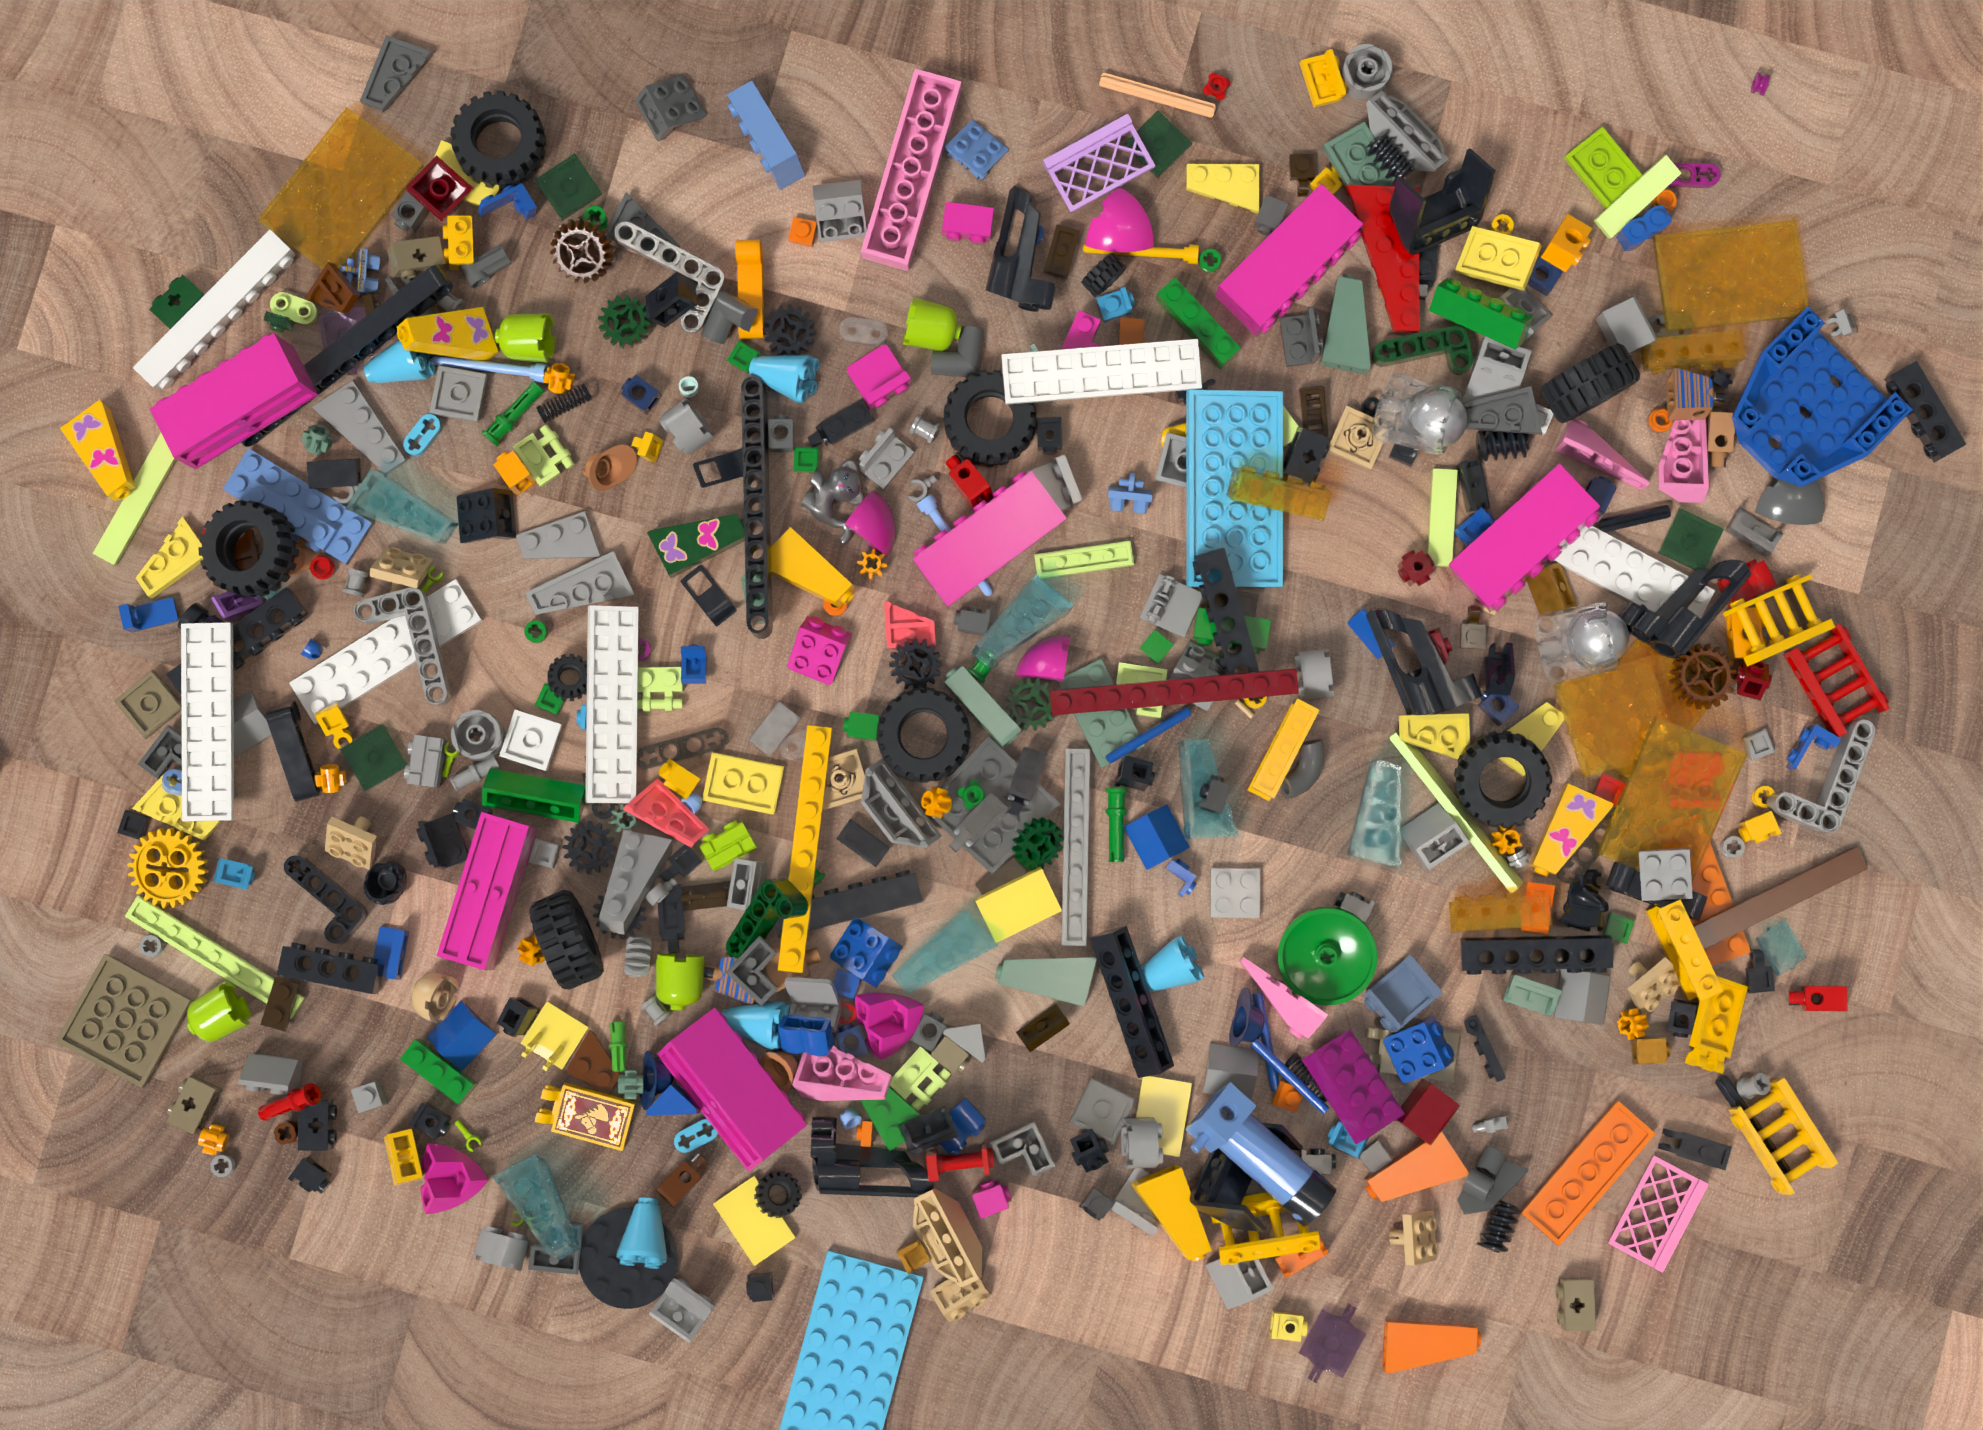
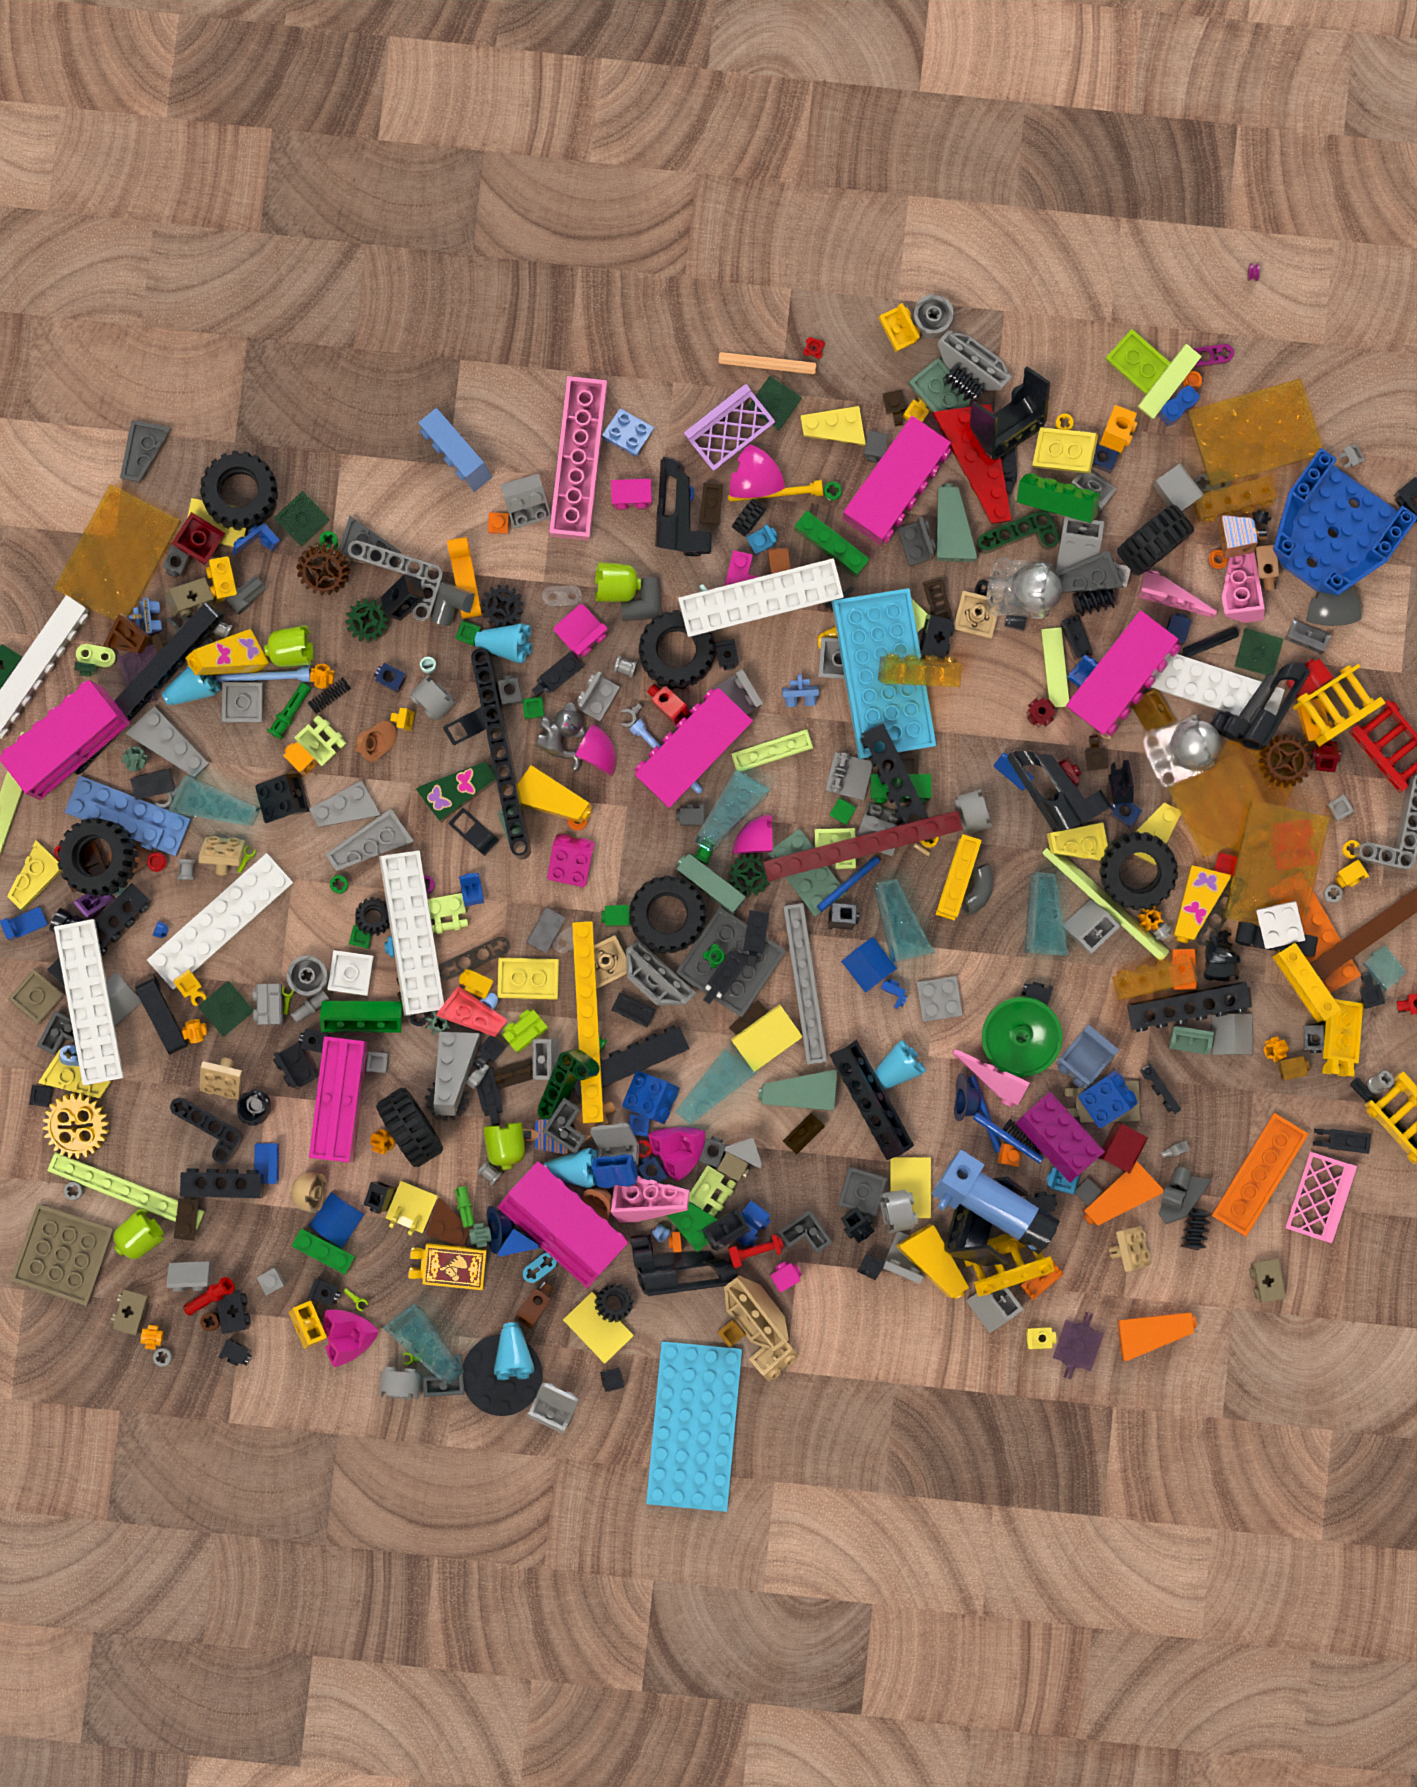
camera: 10 degrees left, 0 degrees up
(234, 873) = (130, 1121): dark azure bracket -> none
(418, 636) = (246, 904): light grey beam -> none
(427, 438) = (214, 738): medium azure beam -> none
(595, 861) = (405, 1055): black gear -> none
(638, 956) = (468, 1131): light grey gear -> none
(669, 105) = (372, 439): dark grey bracket -> none
(871, 571) = (601, 789): light orange gear -> none
(905, 624) = (639, 831): coral wing -> none
(924, 659) = (657, 854): black gear -> none
(936, 802) = (687, 966): light orange gear -> none
(1037, 843) = (774, 986): dark green gear -> none
(1116, 812) = (833, 951): green pin -> none
(1213, 795) = (908, 923): black brick -> none
(1231, 1065) = (960, 1137): light grey slope -> none
(1618, 928) = (1252, 974): green tile -> none
(1652, 985) = (1286, 1015): tan plate -> none
(1822, 737) = (1391, 795): blue bracket -> none

